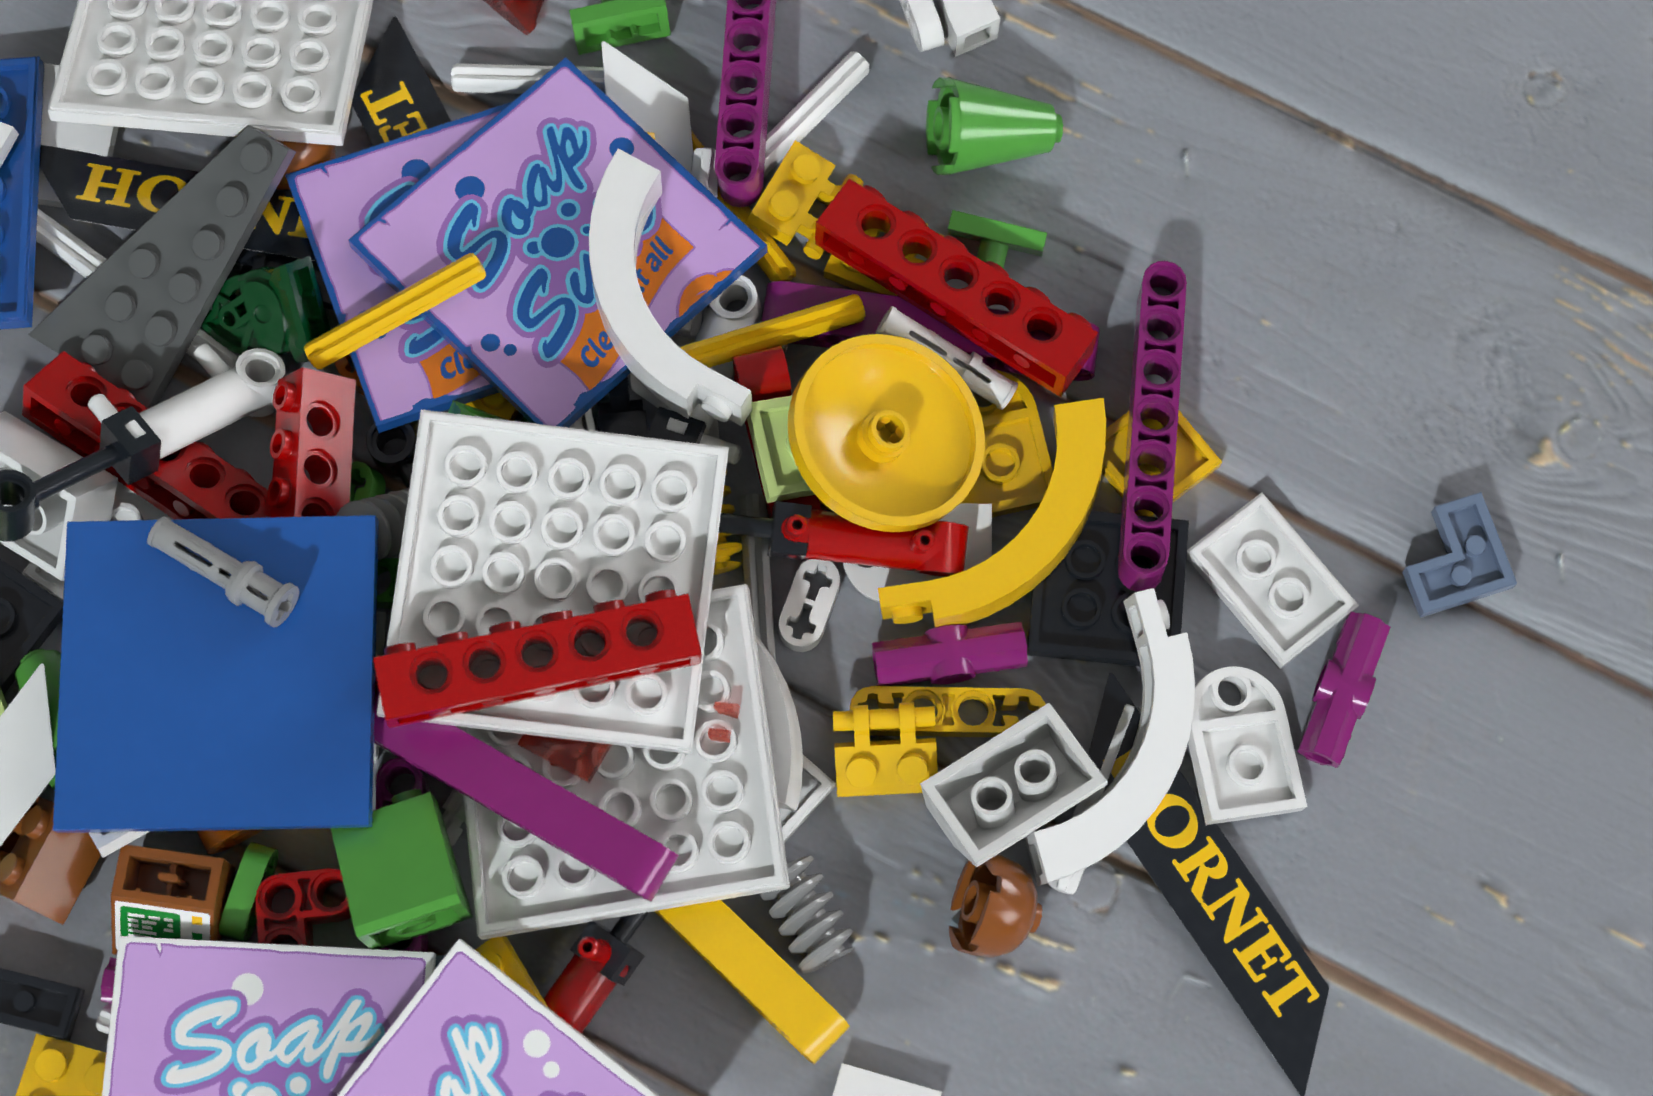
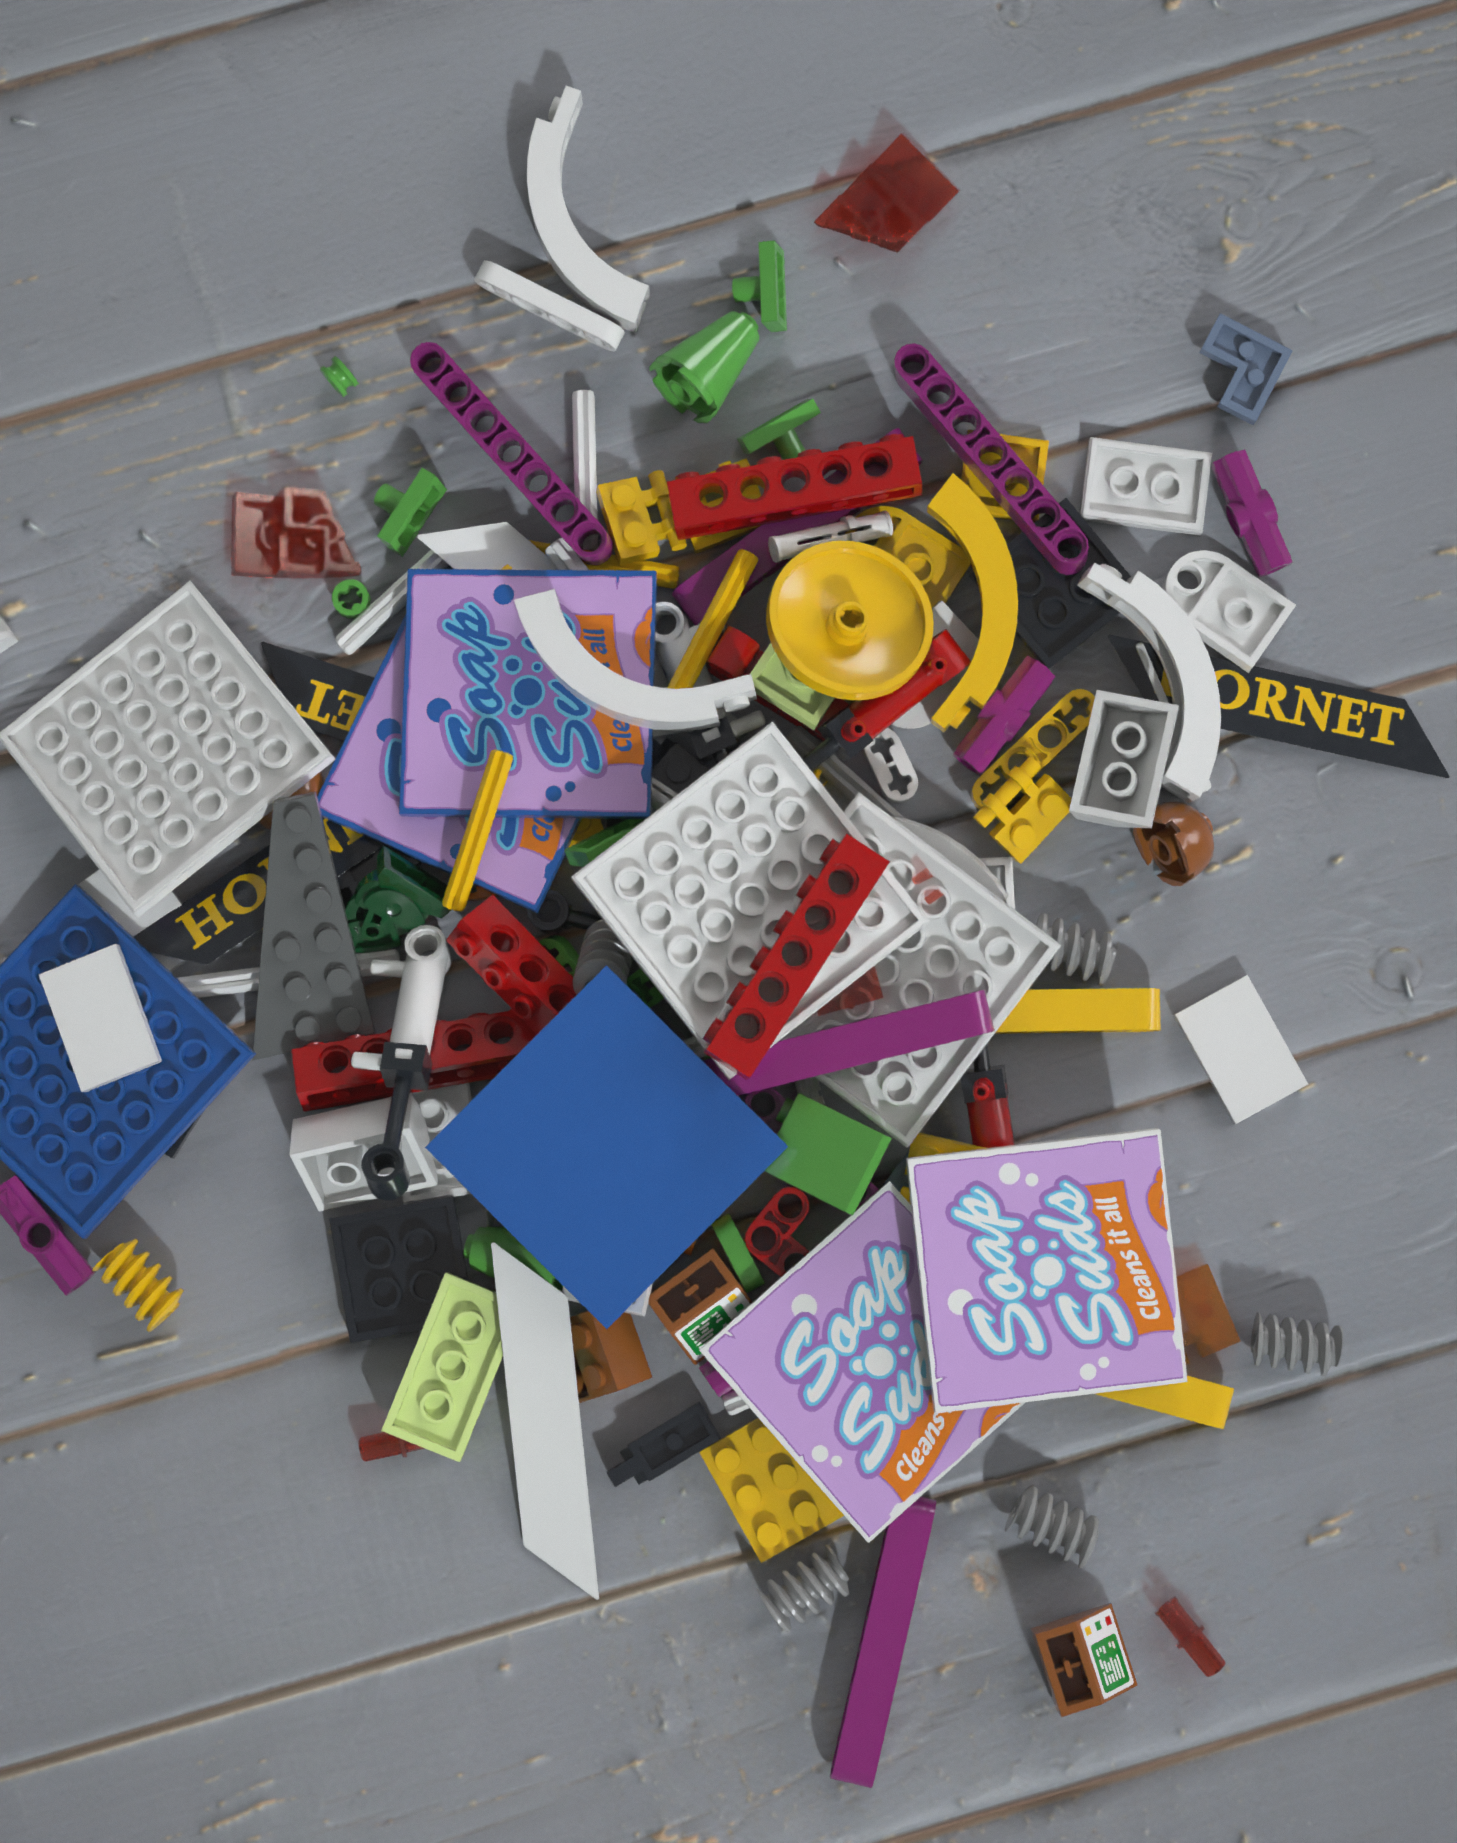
camera: 45 degrees left, 10 degrees up
(246, 577) = (573, 1080): light grey pin -> none
(507, 35) = (344, 588): none -> bright green bush
(1102, 115) = (767, 287): none -> bright green tile
(1282, 141) = (891, 198): none -> clear red slope

